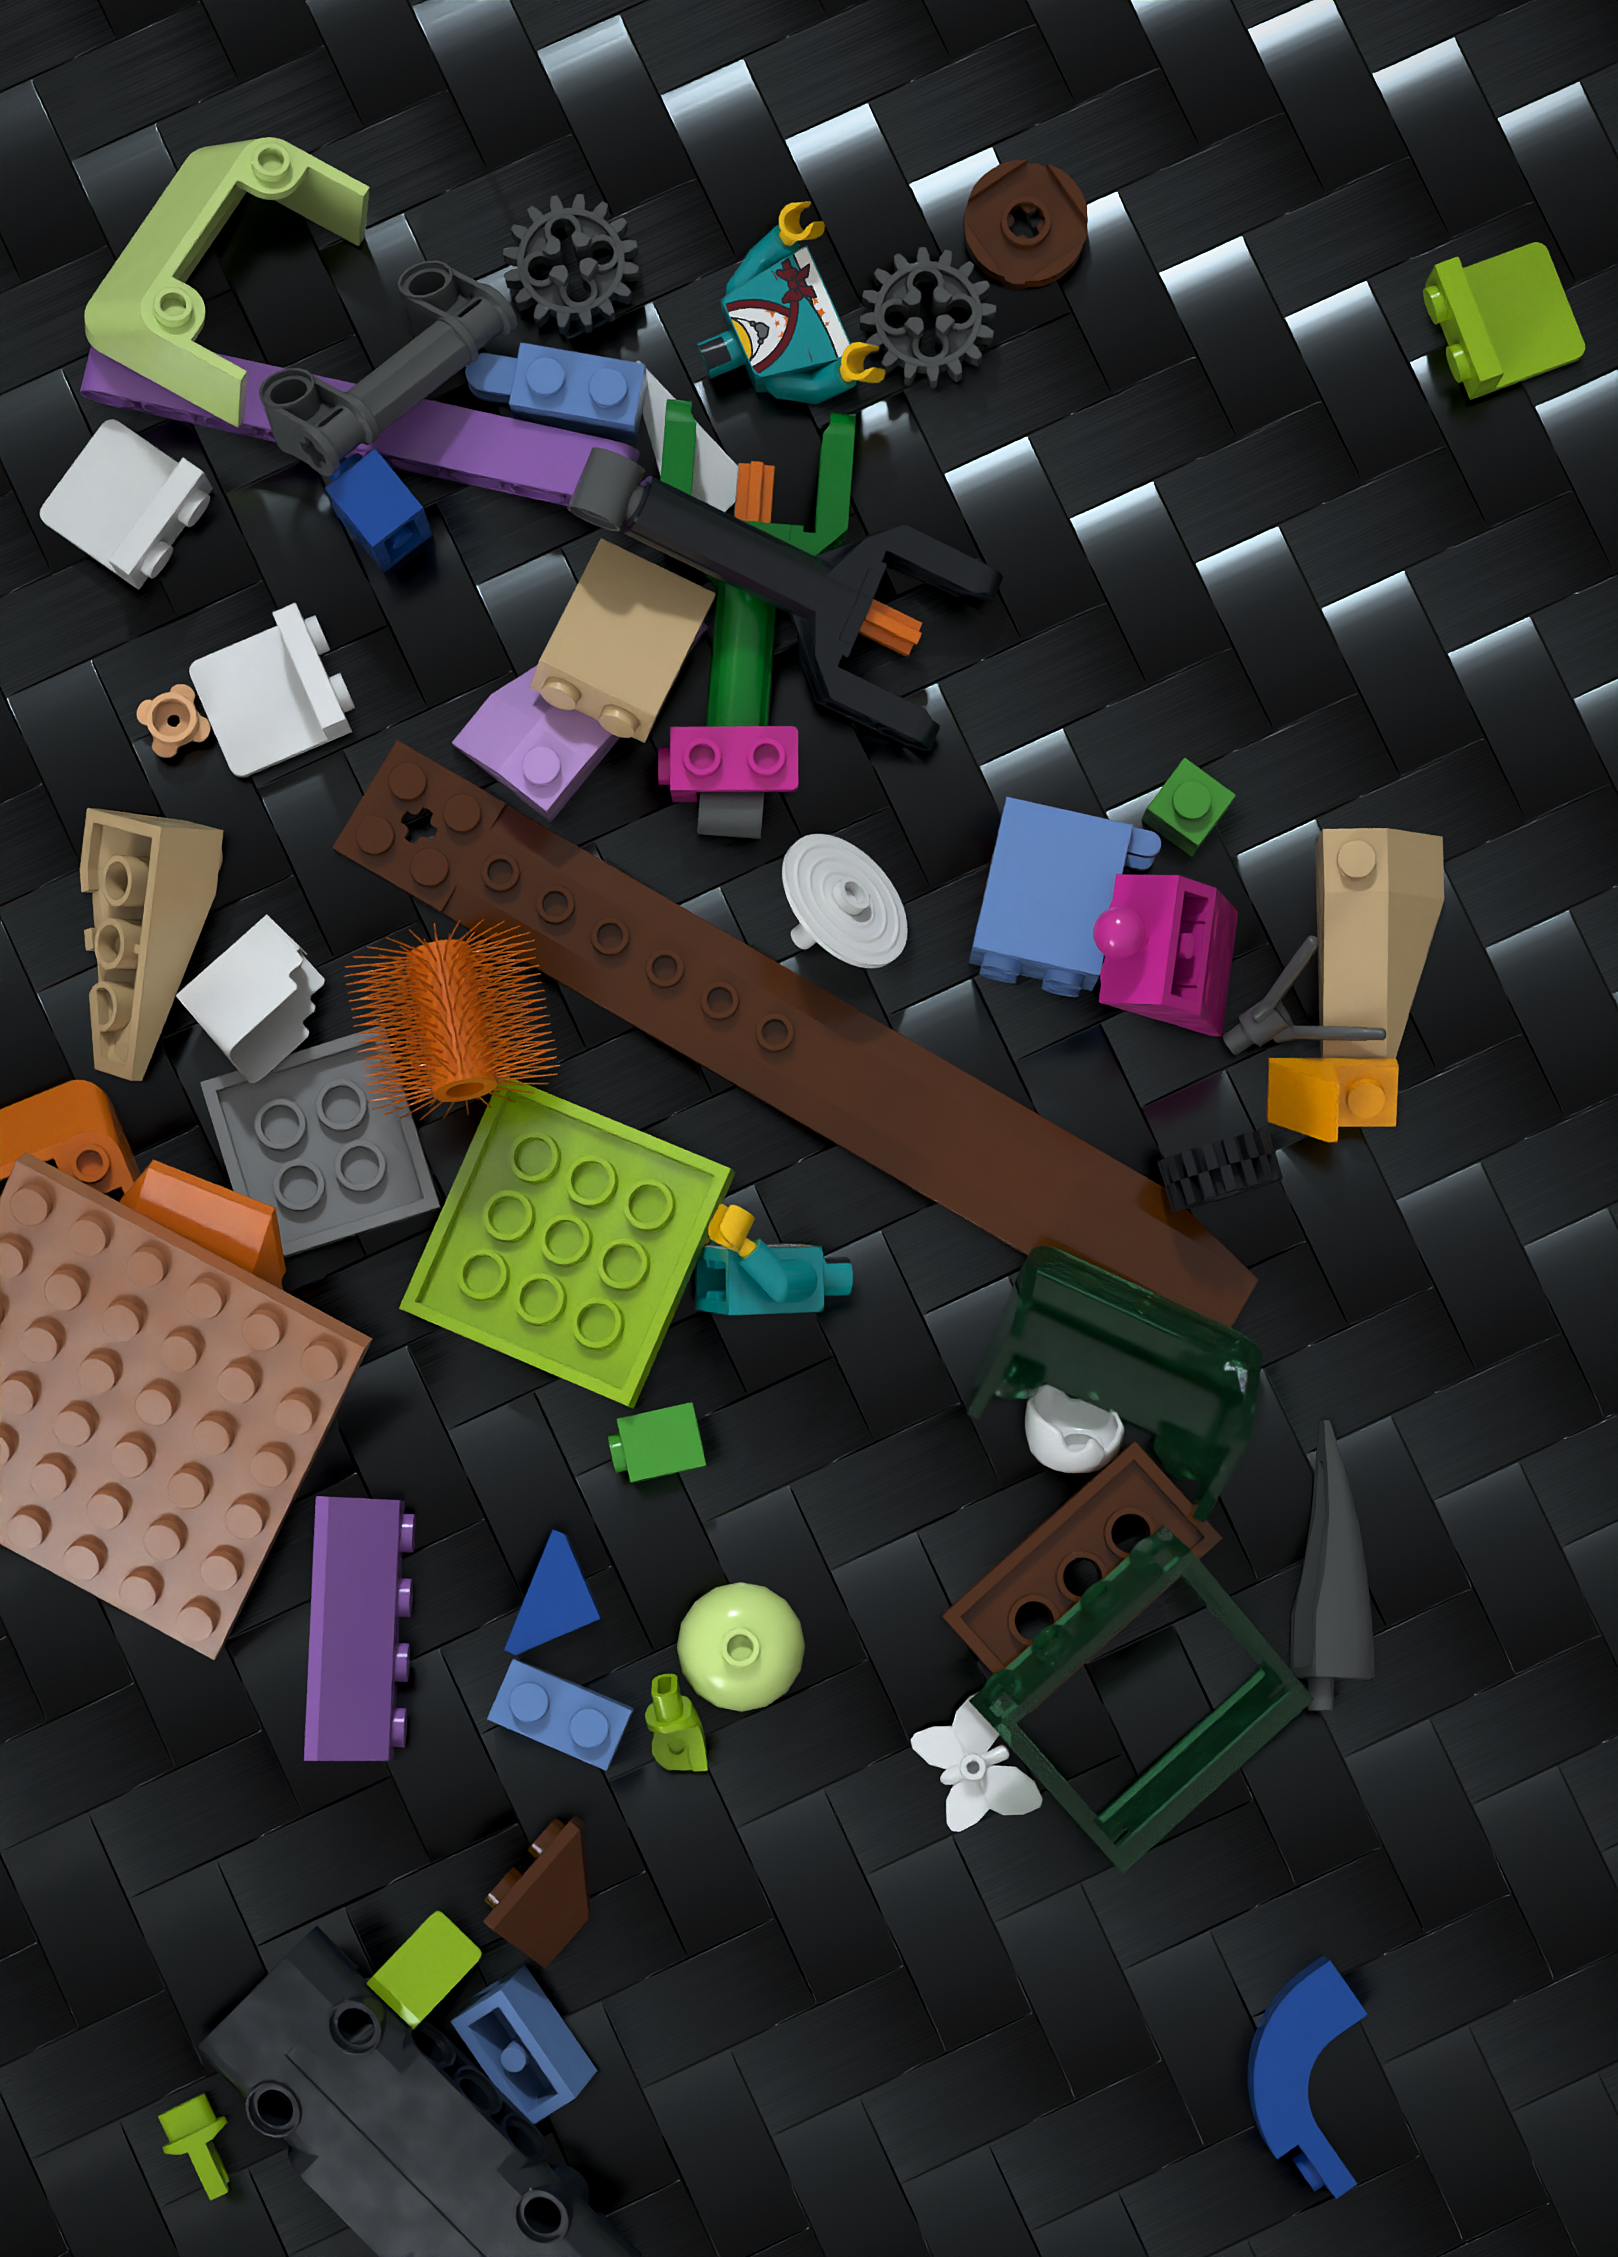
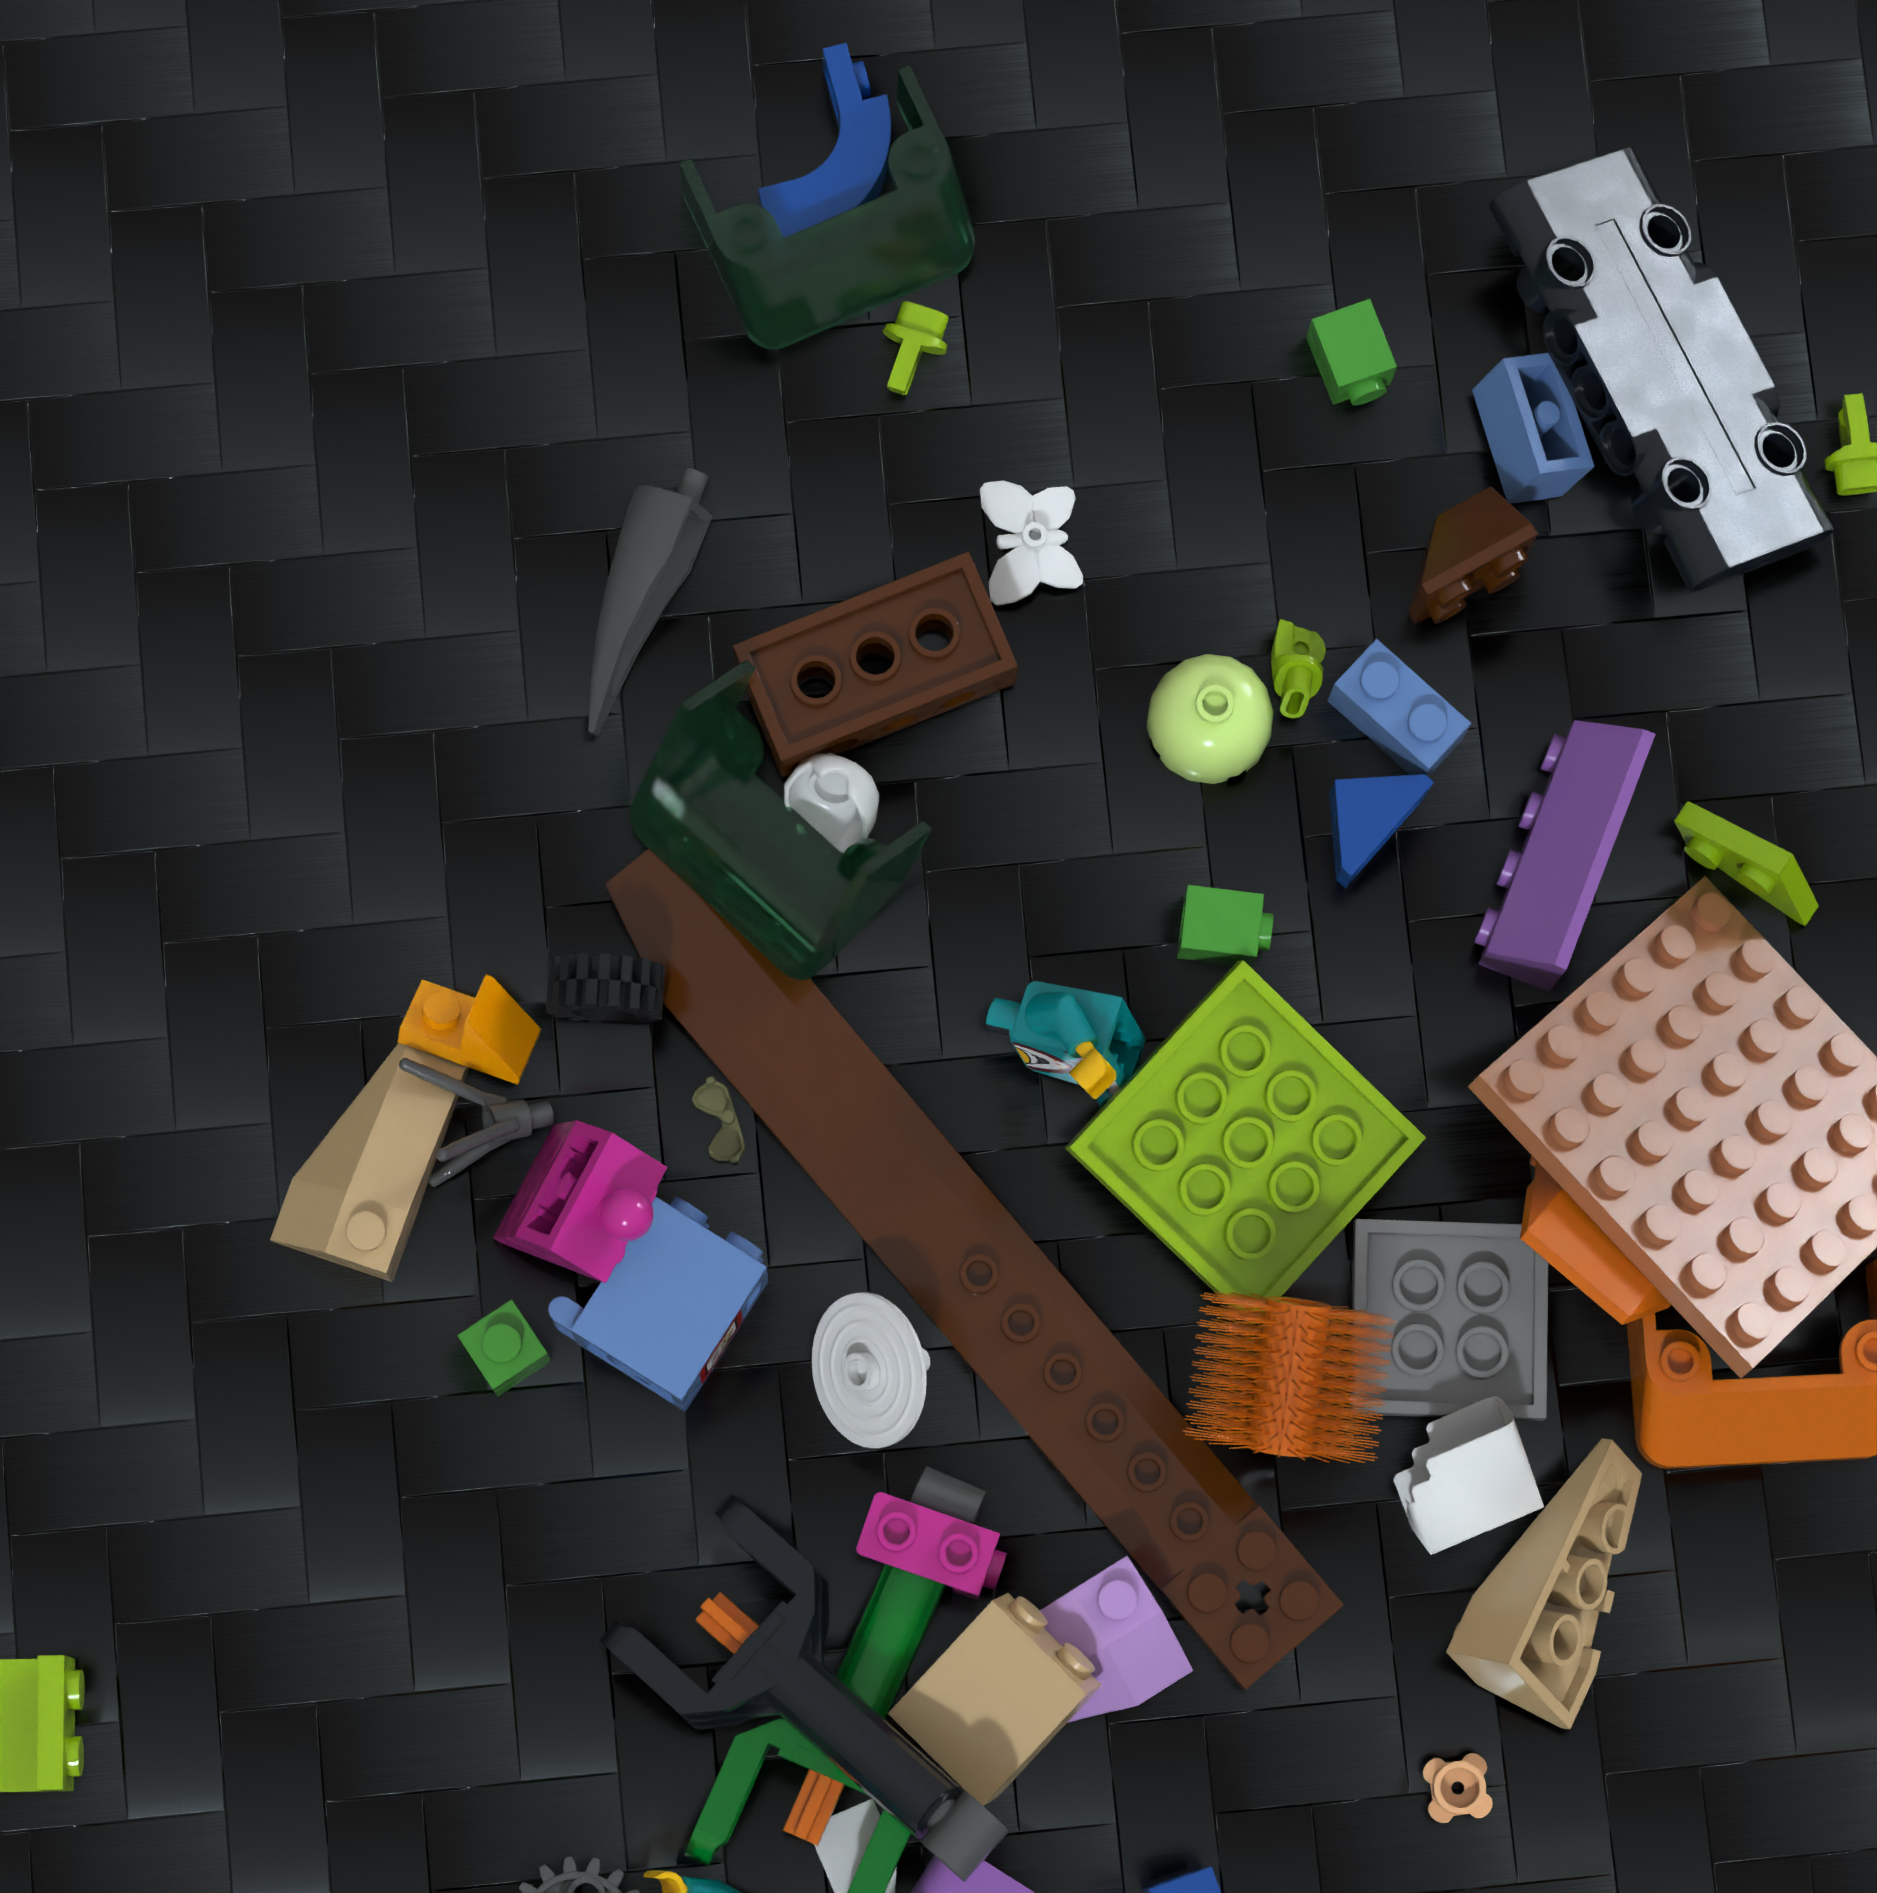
camera: 165 degrees left, 5 degrees down
(163, 1678) = (1748, 860): none -> lime wing
(272, 694) = (1353, 1777): white bracket -> none
(425, 1968) = (1600, 522): lime slope -> none
(726, 2062) = (1352, 353): none -> bright green brick
(1077, 1112) = (715, 1101): none -> olive piece
(1159, 1932) = (917, 331): none -> lime piece
(1197, 1761) = (835, 464): clear green window -> none
(1245, 1979) = (849, 261): none -> clear green windscreen

